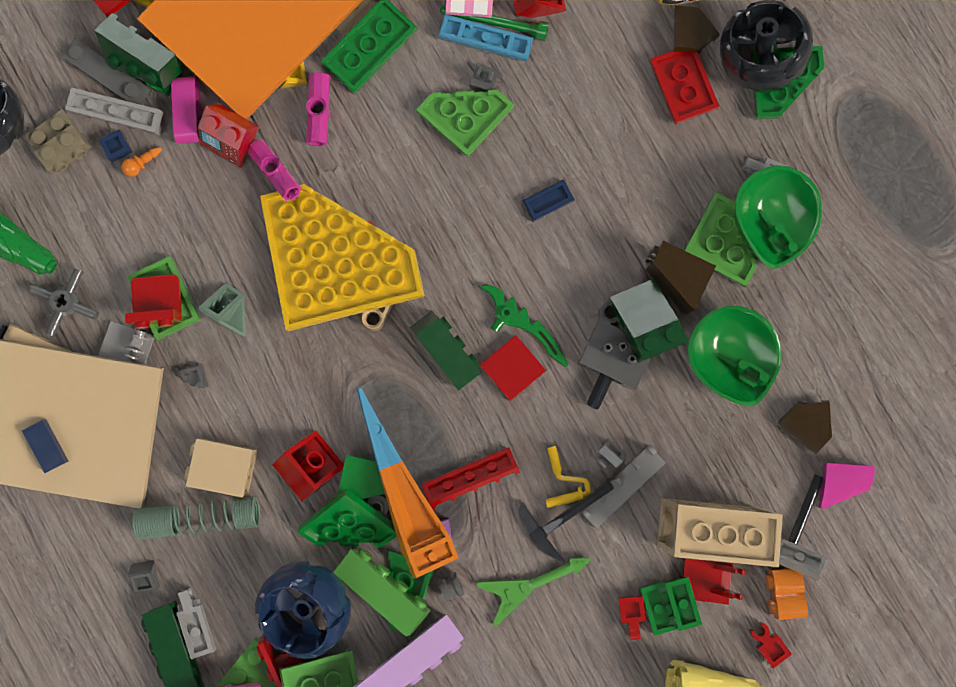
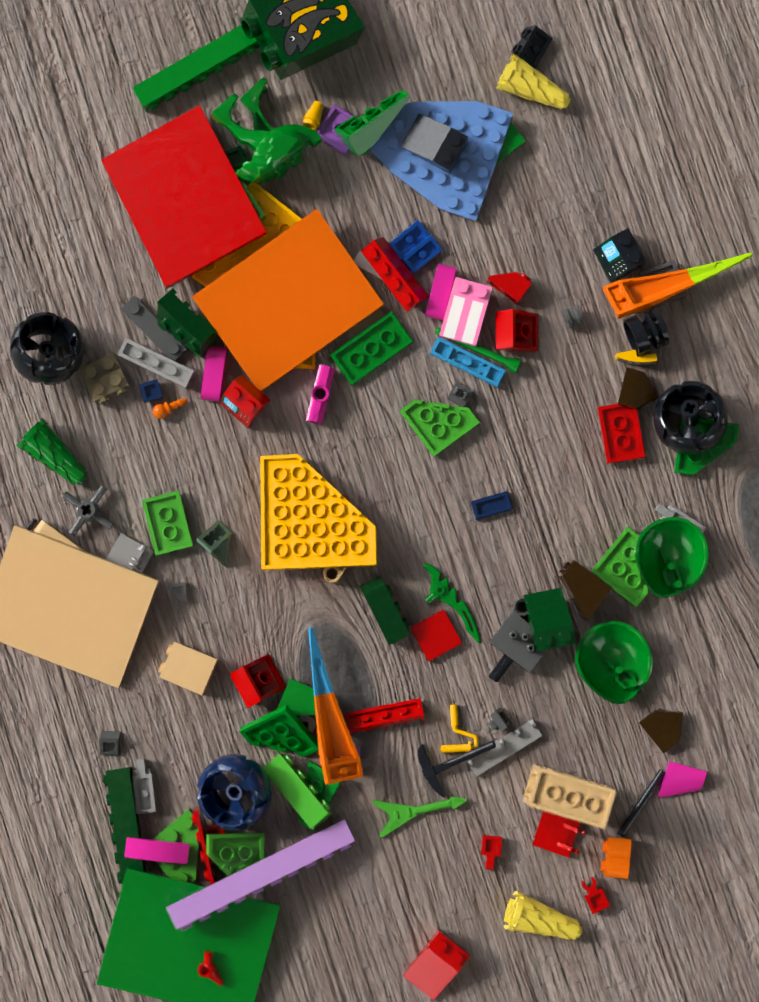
camera: 10 degrees right, 0 degrees up
(45, 446) = (54, 623): dark blue tile -> none
(155, 301) = (162, 525): red bracket -> none
(165, 520) = (135, 702): sand green piece -> none
(274, 170) = (272, 429): dark pink piece -> none
(451, 586) = (352, 799): dark grey wheel -> none
(670, 605) = (522, 849): green slope -> none
(801, 559) = (628, 830): light grey hinge -> none

